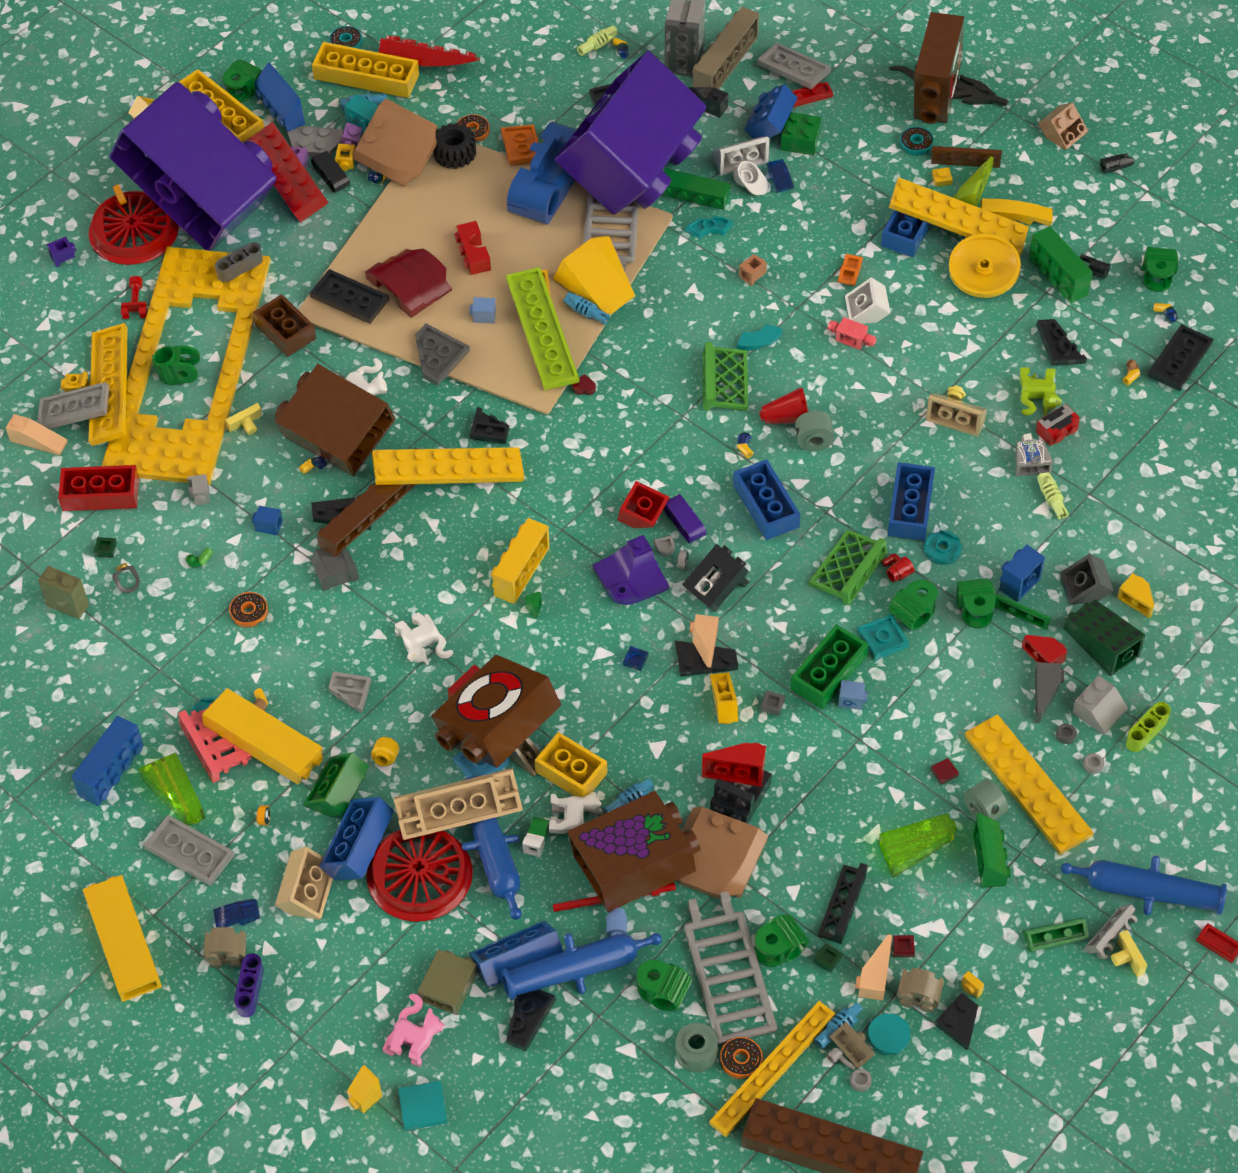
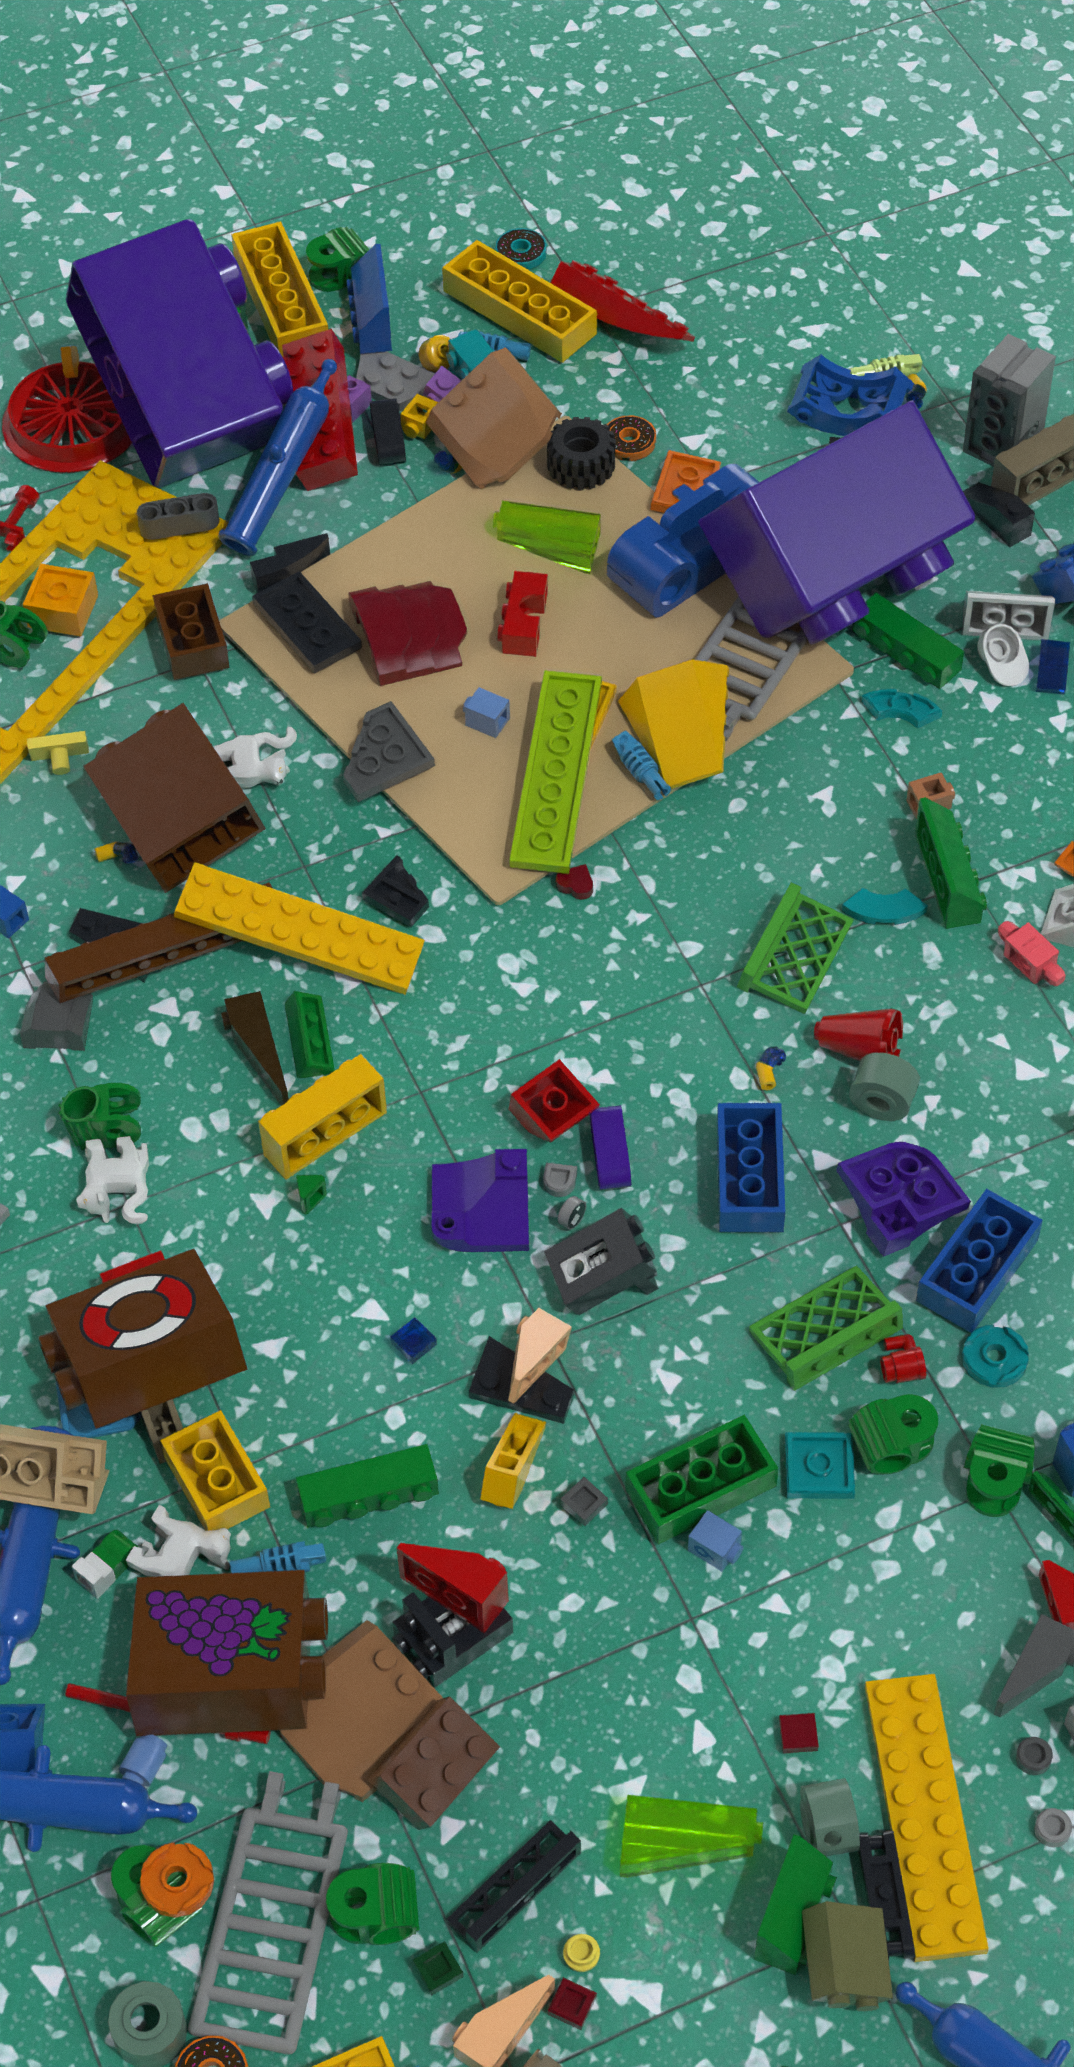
camera: 25 degrees right, 0 degrees up
(196, 331) = (62, 598): none -> light orange container
(284, 211) = (278, 463): none -> blue piece
(316, 267) = (288, 560): none -> black slope
(334, 116) = (434, 353): none -> yellow head
(392, 608) = (91, 1114): none -> green piece
(455, 535) = (253, 1036): none -> dark brown slope
(461, 197) = (550, 532): none -> clear neon green slope
(482, 523) = (309, 1035): none -> green slope
(576, 58) = (835, 384): none -> blue fence
(654, 741) = (367, 1486): none -> green brick
(678, 979) = (177, 1900): none -> orange tile
(772, 860) = (434, 1763): none -> reddish brown brick
(783, 303) = (948, 865): none -> green slope
(852, 482) = (901, 1193): none -> dark purple slope
(895, 920) = (581, 1952): none -> light yellow plate
(1030, 862) = (847, 1955): none -> olive brick
(1031, 829) = (886, 1889): none -> black plate

